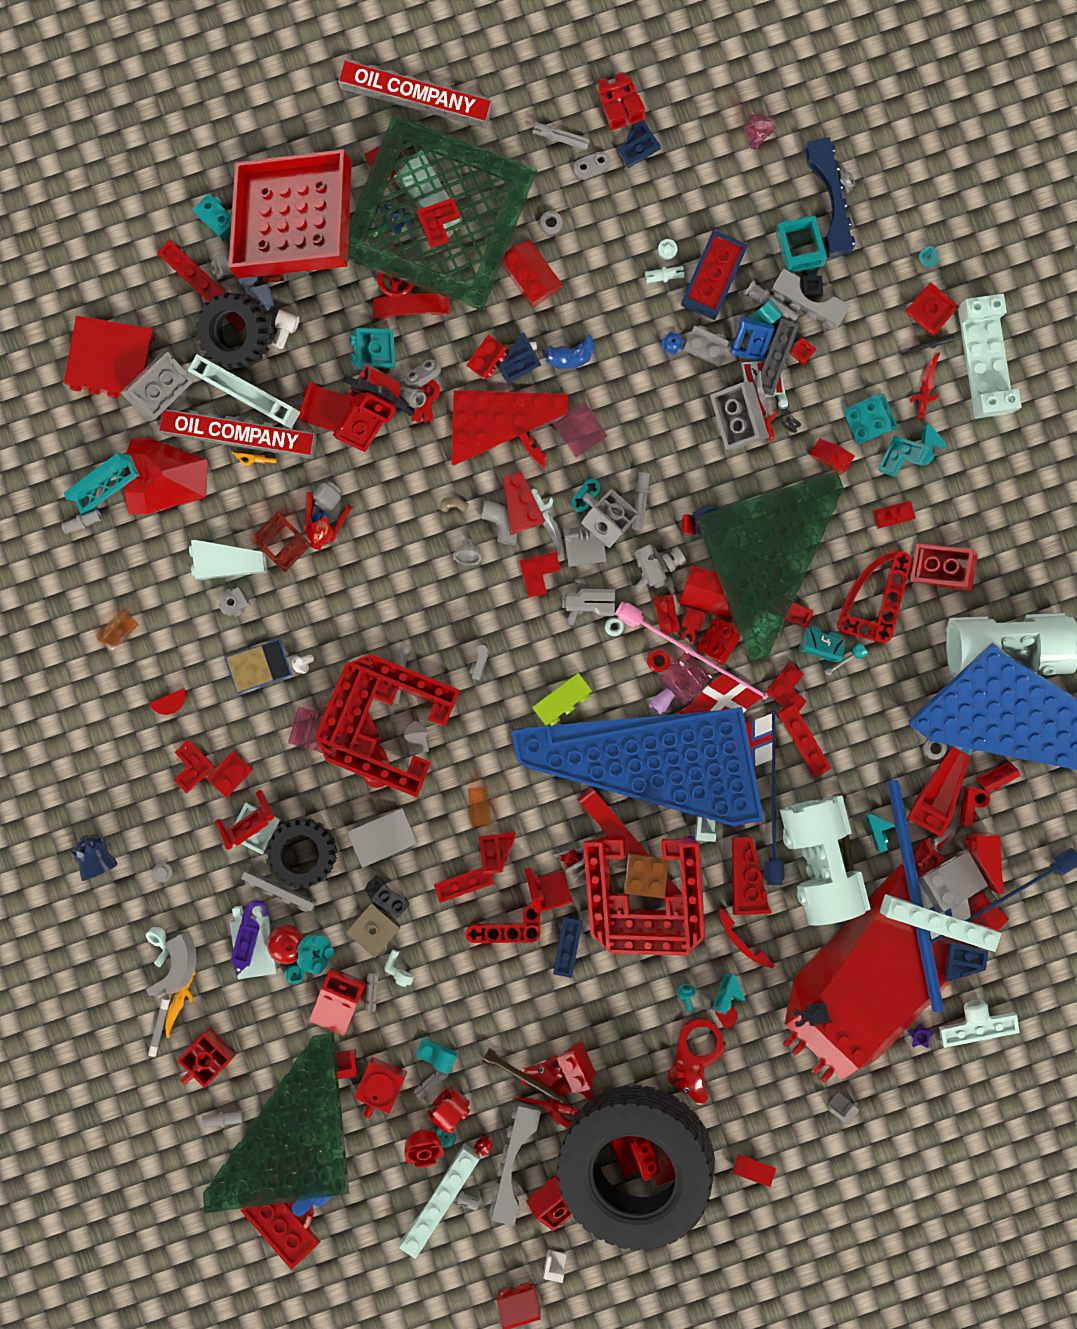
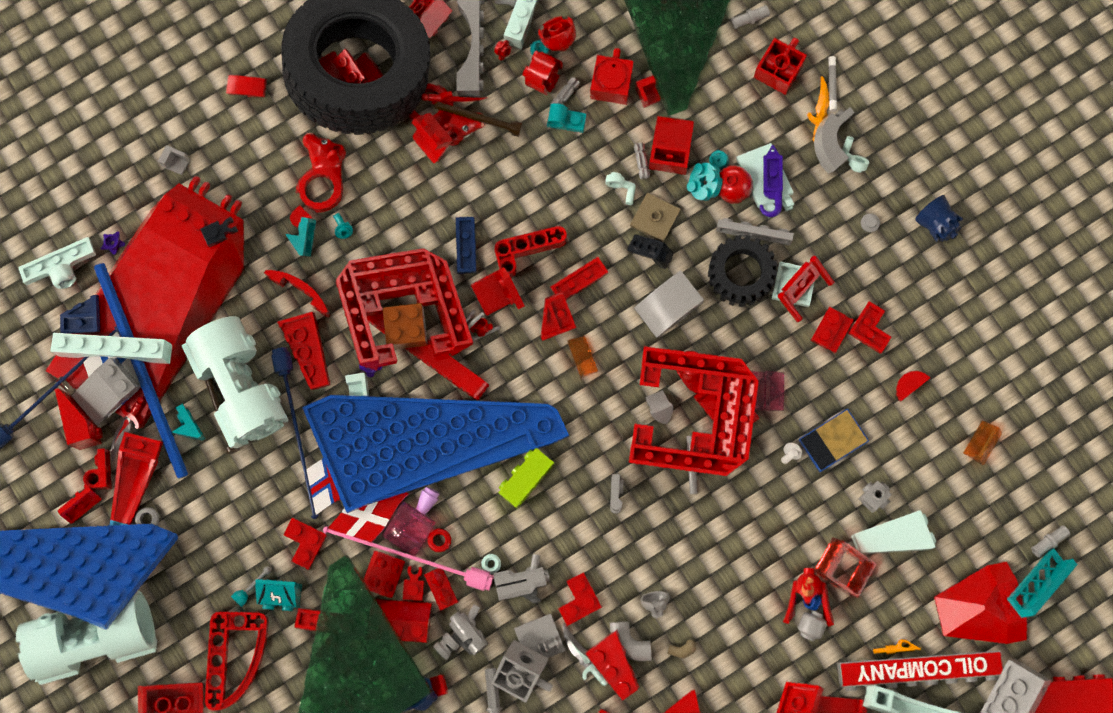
camera: 175 degrees right, 10 degrees down
(582, 491) = (555, 693): teal beam -> none
(804, 740) = (278, 495): red tile -> none

